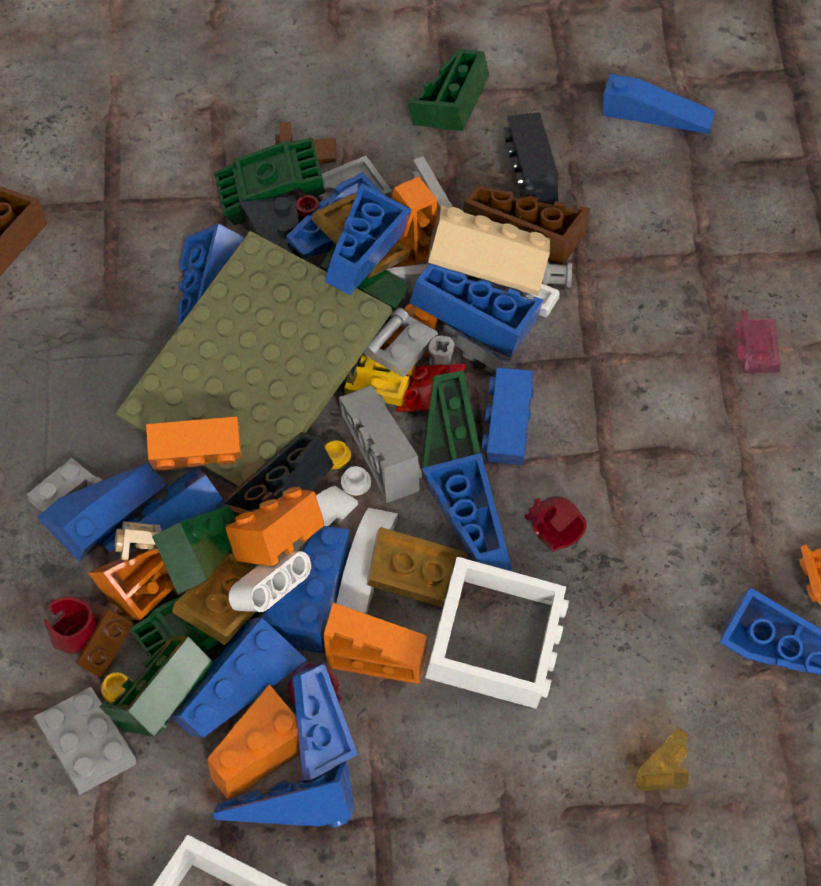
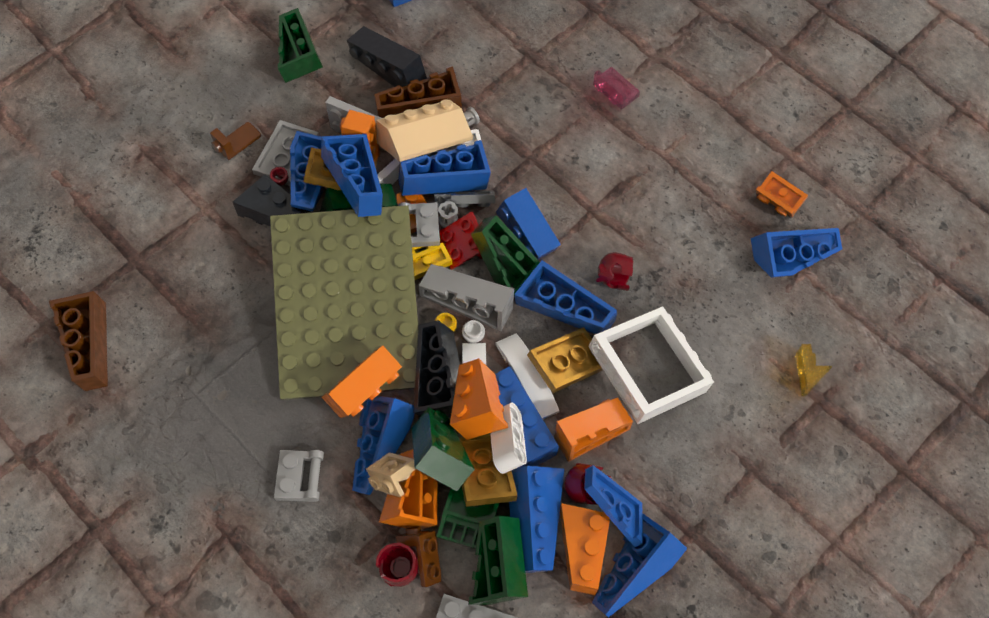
camera: 45 degrees left, 10 degrees up
(96, 511) = (335, 471): blue wedge -> none
(111, 686) = (459, 580): yellow plate -> none
(201, 261) = (248, 259): blue wedge -> none
(269, 174) = (235, 172): dark green plate -> none

